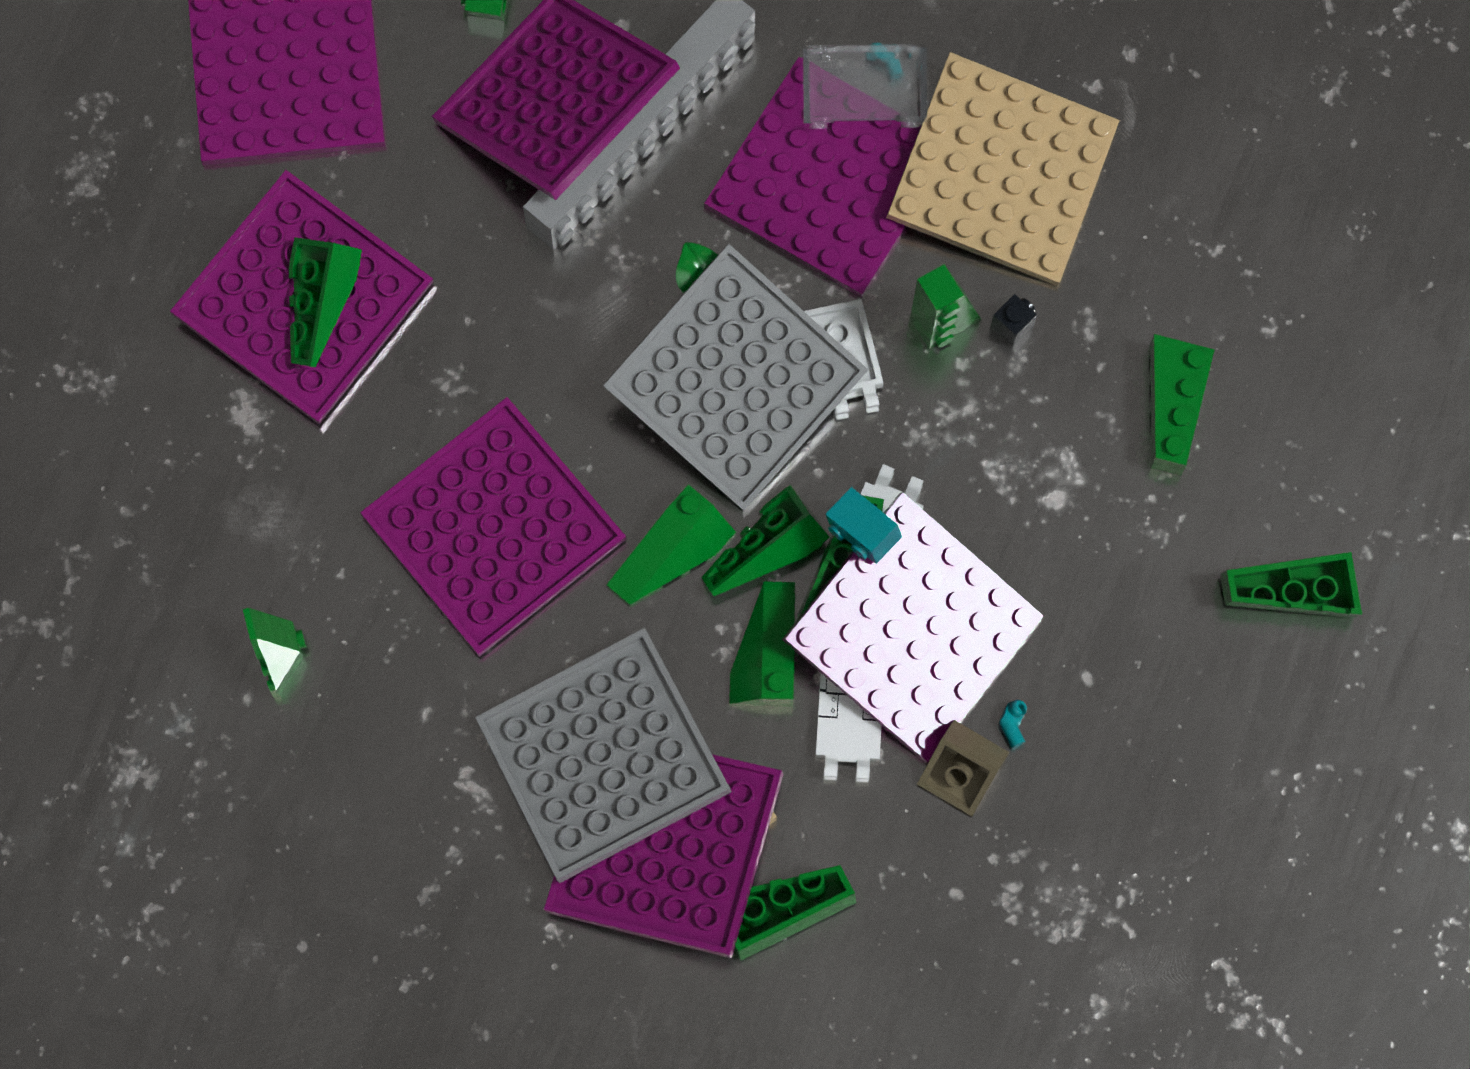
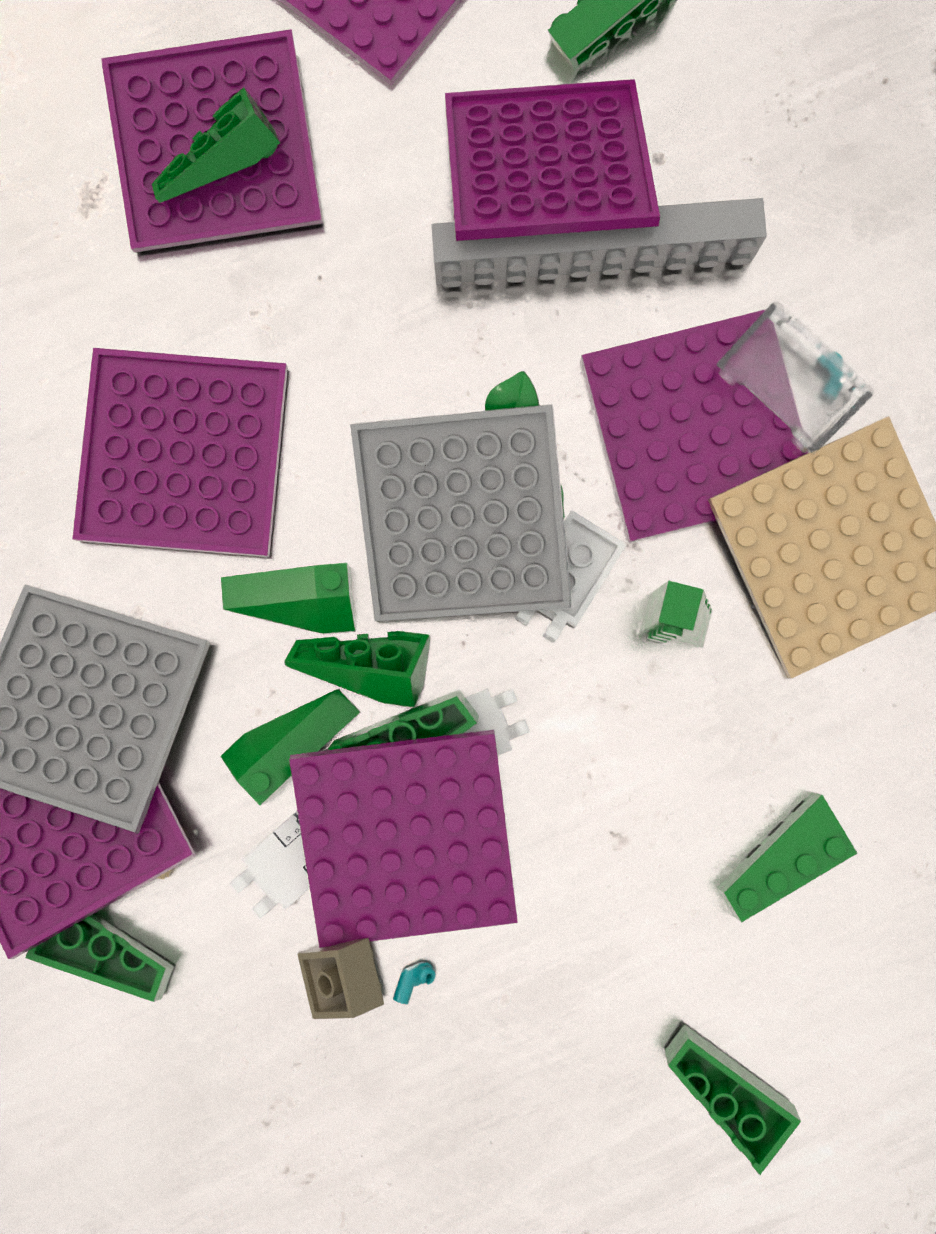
camera: 50 degrees right, 10 degrees up
(863, 526) = (432, 732): teal brick -> none
(1014, 319) = (727, 674): black brick -> none

